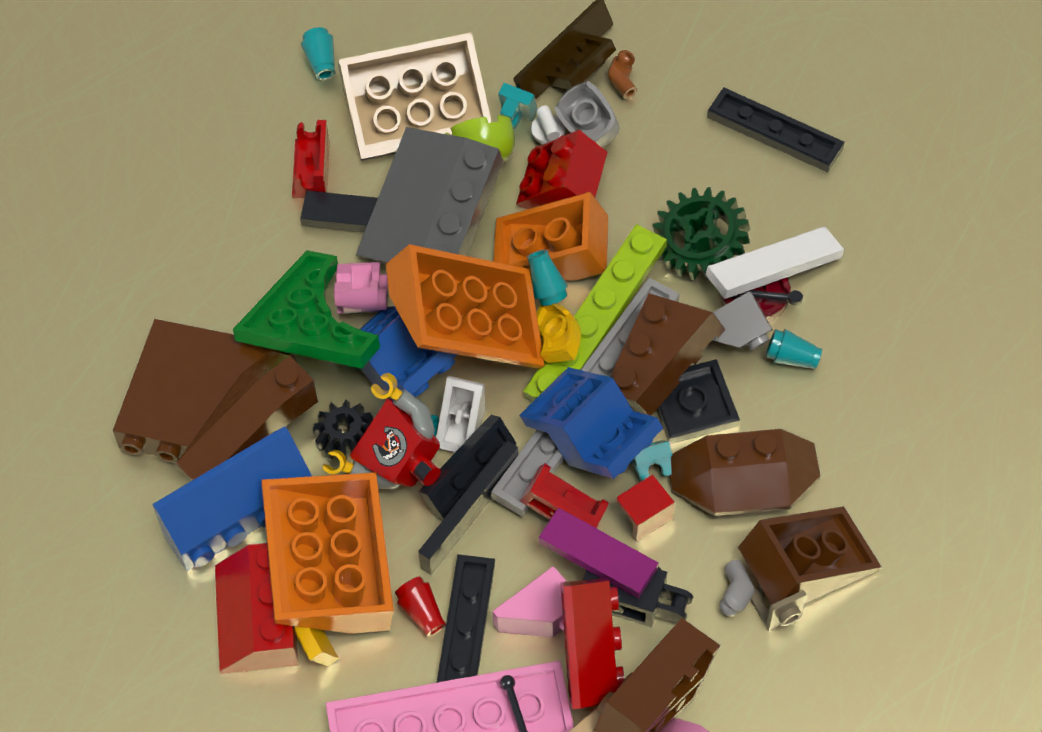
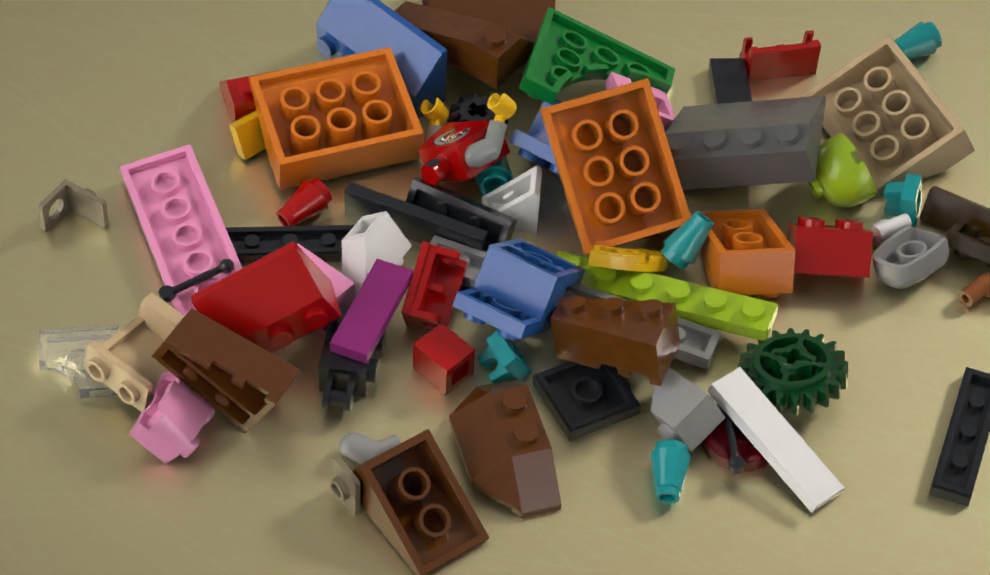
camera: 75 degrees right, 10 degrees down
(510, 549) = (372, 239): none -> white slope

